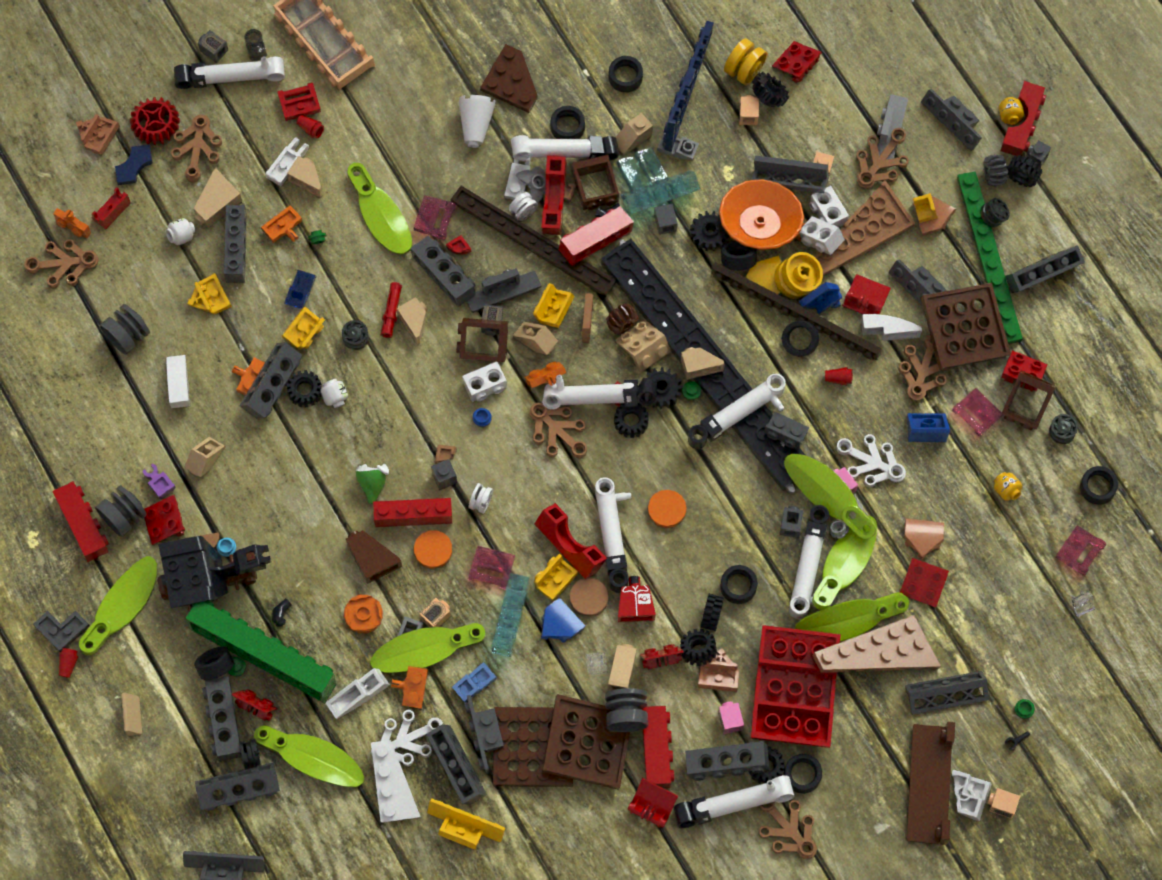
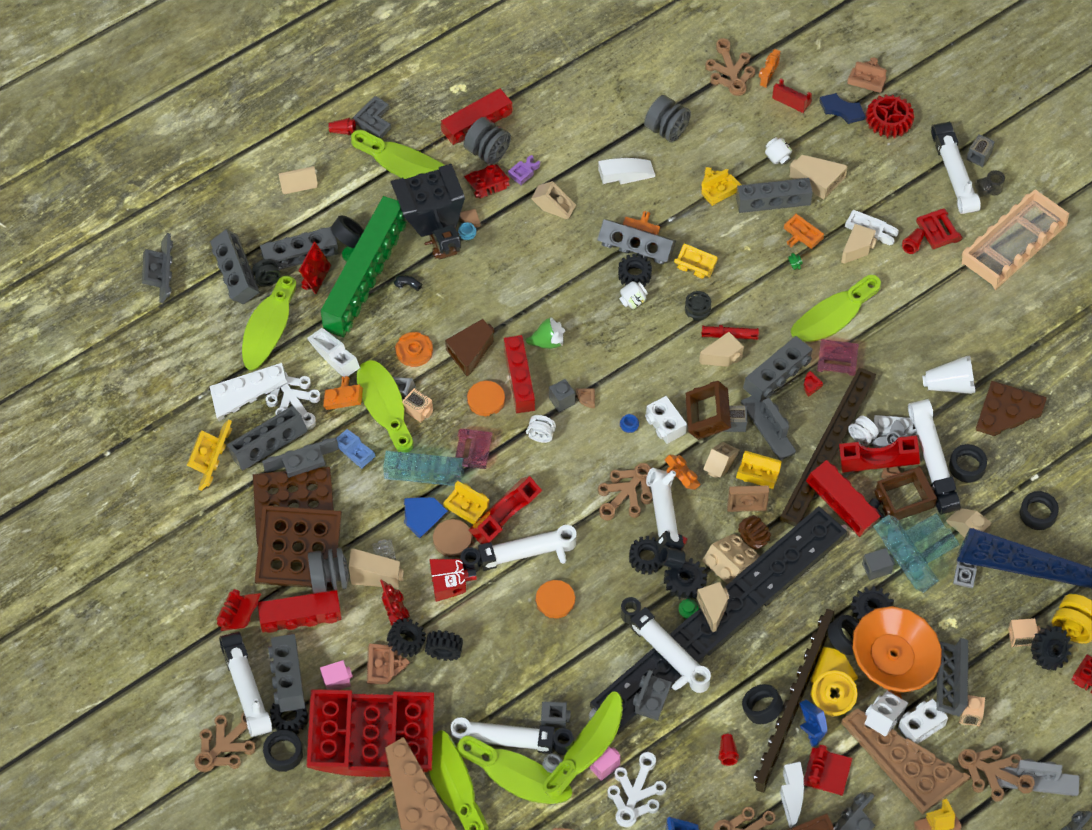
camera: 85 degrees right, 10 degrees down
(196, 144) = (872, 153): medium nougat plant -> none
(300, 289) = (733, 255): clear blue slope -> none
(743, 570) = (480, 657): black tyre -> none

